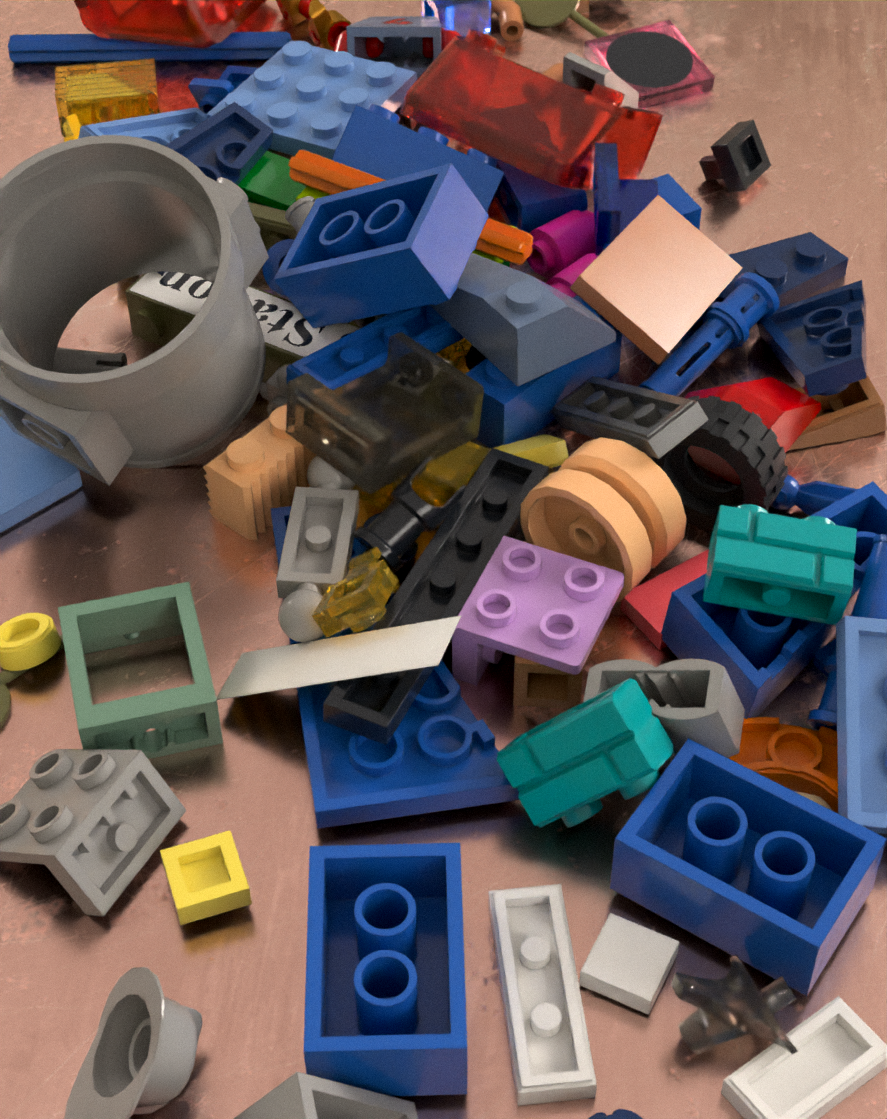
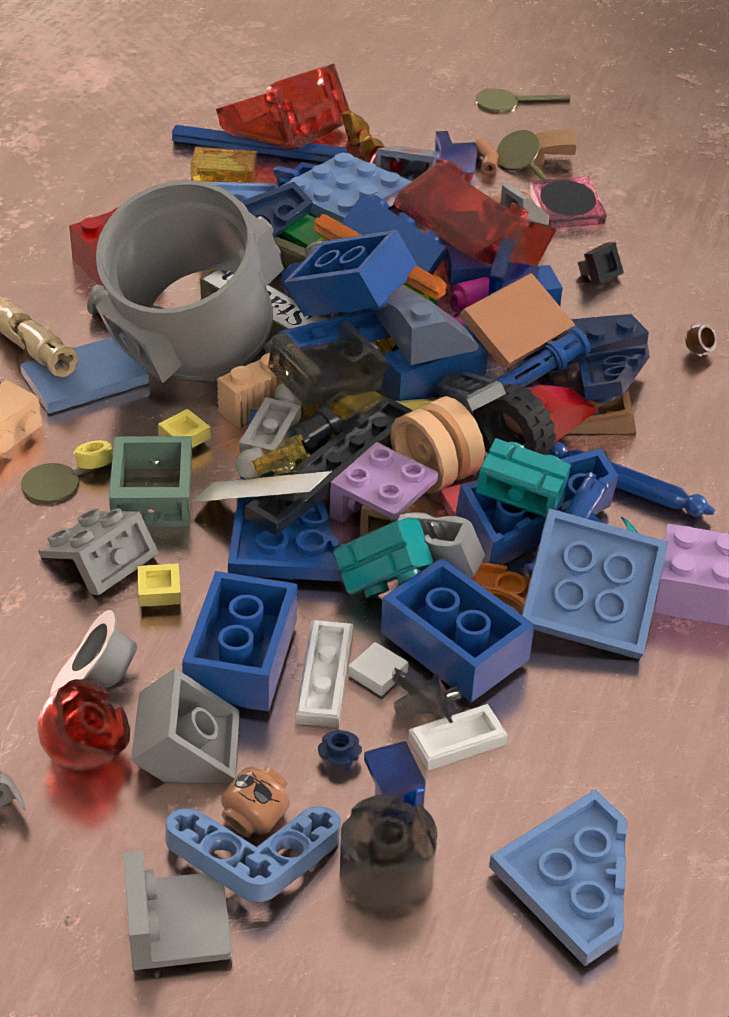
camera: 10 degrees right, 5 degrees down
(168, 561) = (185, 424): none -> light yellow plate

